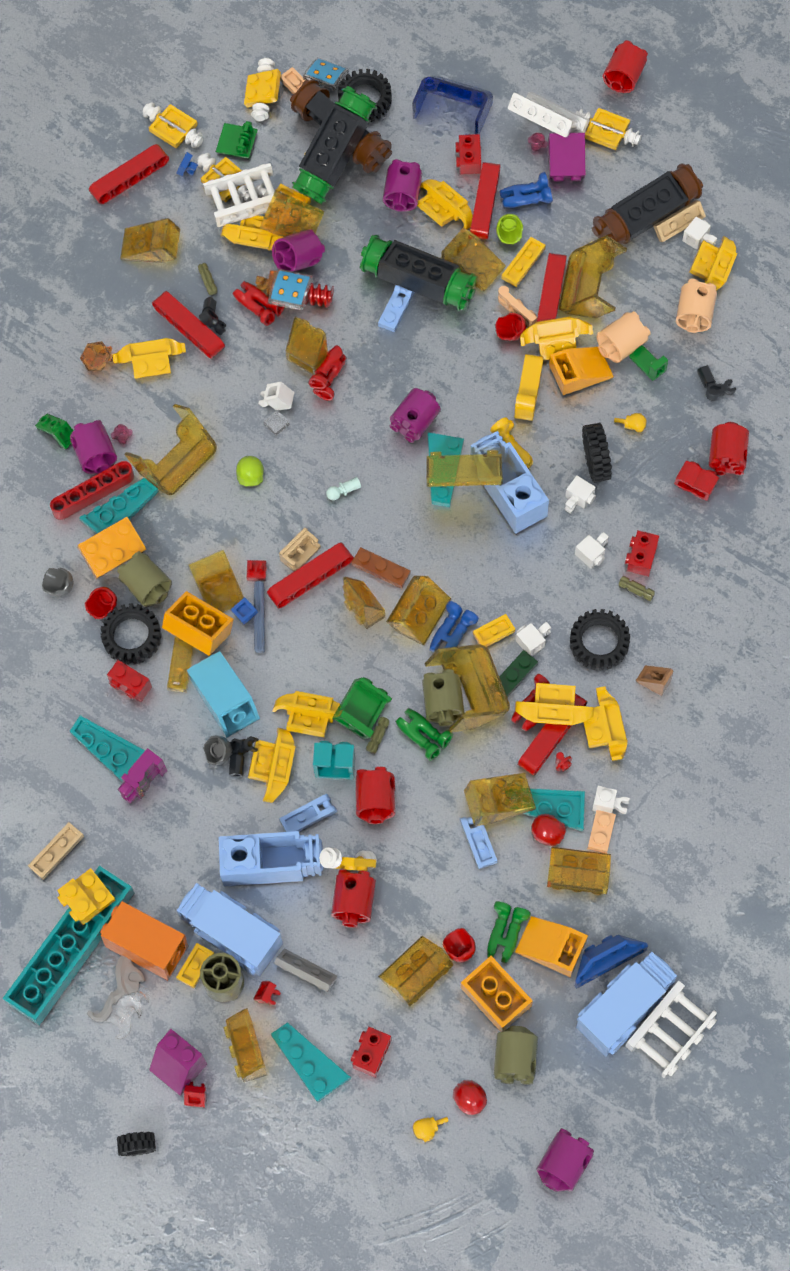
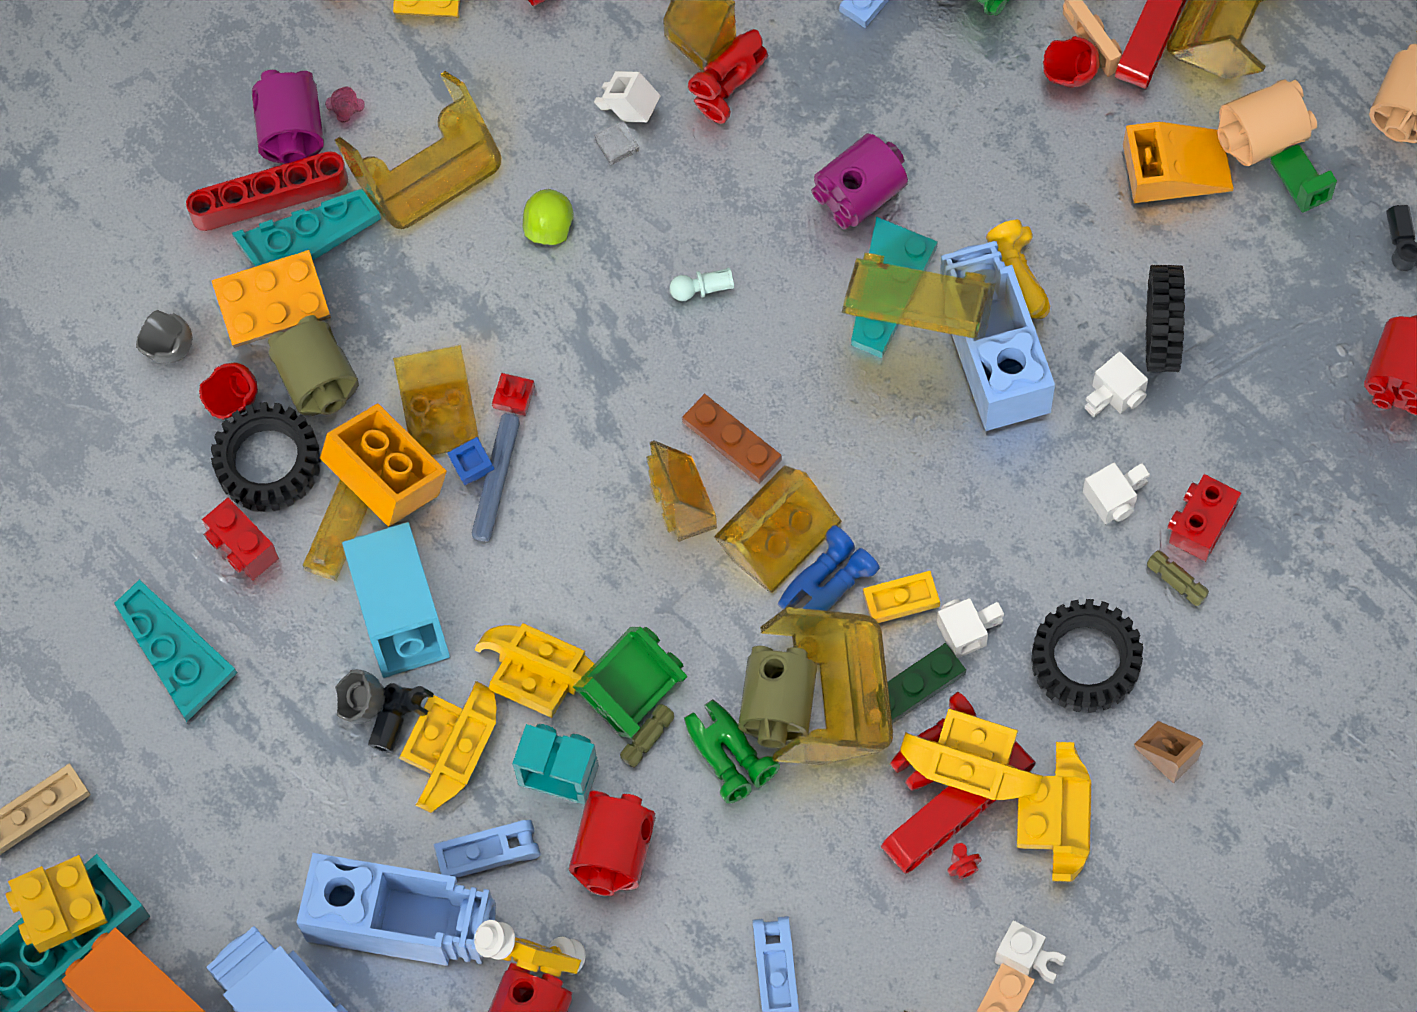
camera: 15 degrees right, 0 degrees up
(57, 428) = (235, 69): green bracket -> none
(141, 775) = (213, 711): magenta hips -> none
(299, 550) = (596, 375): tan hinge -> none
(310, 575) = (603, 423): red beam -> none
(498, 798) = (830, 901): clear yellow slope -> none
(528, 387) = (1067, 194): yellow beam -> none
(548, 830) = (904, 979): red hair -> none
(555, 334) = (1146, 92): yellow plate -> none
(563, 804) = (924, 936): teal wing -> none
(634, 422) = (1248, 278): yellow piece -> none
(696, 480) = (1335, 407): red brick -> none

